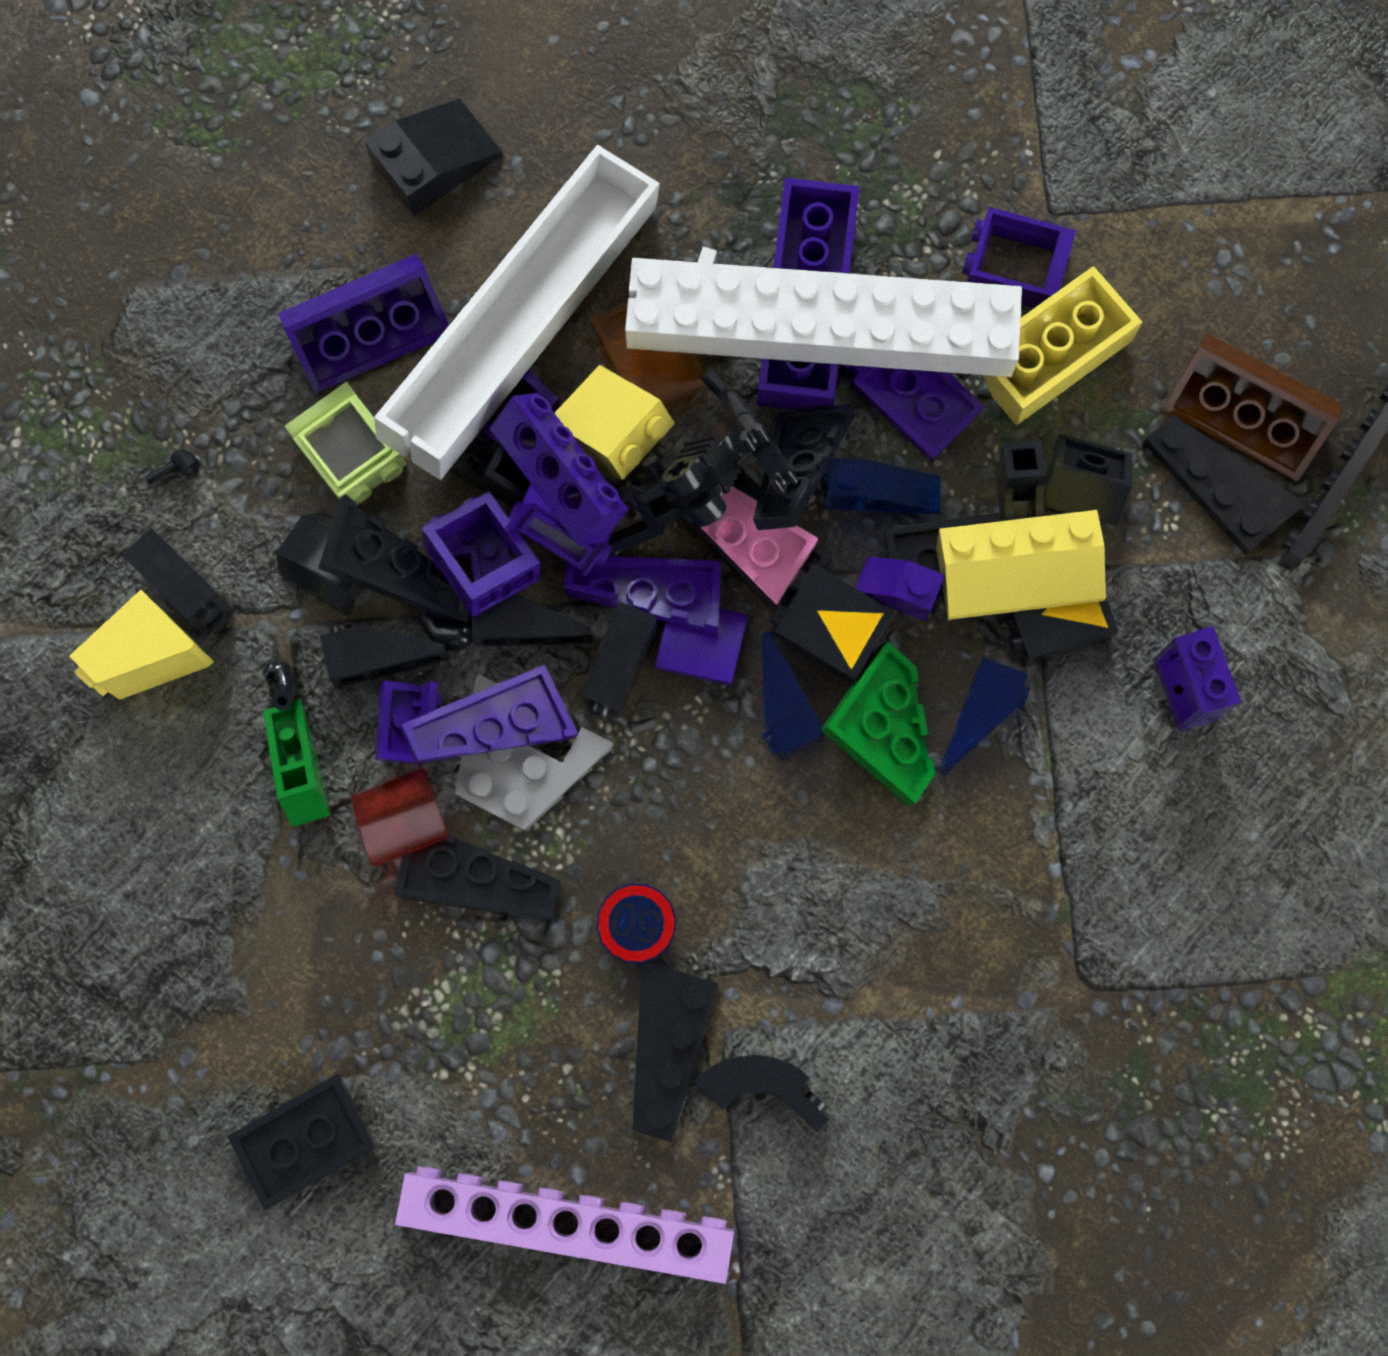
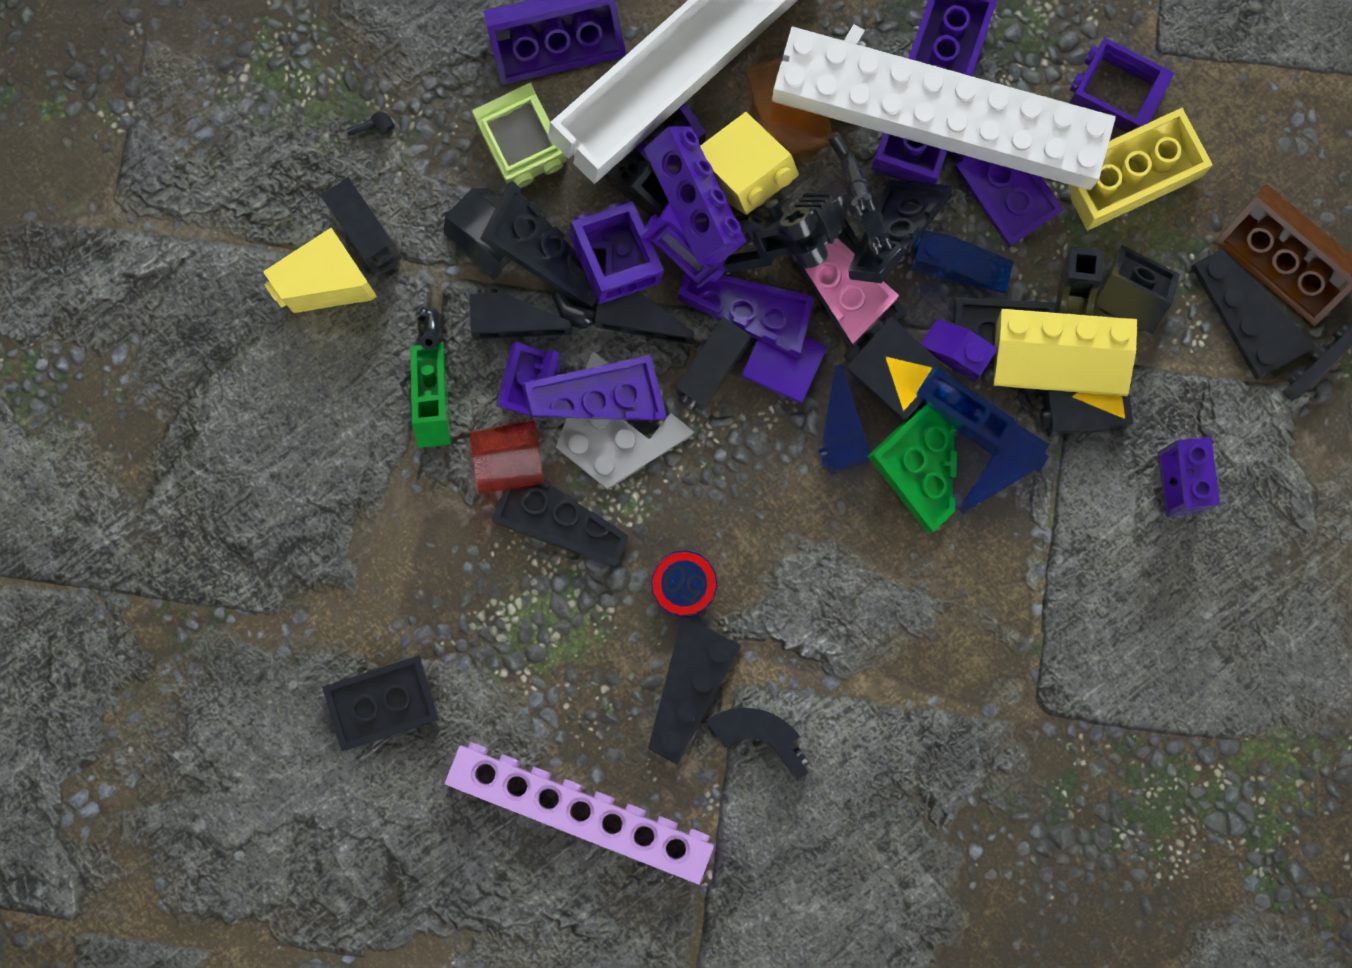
camera: 10 degrees right, 5 degrees up
(924, 654) = (966, 410): none -> clear blue slope

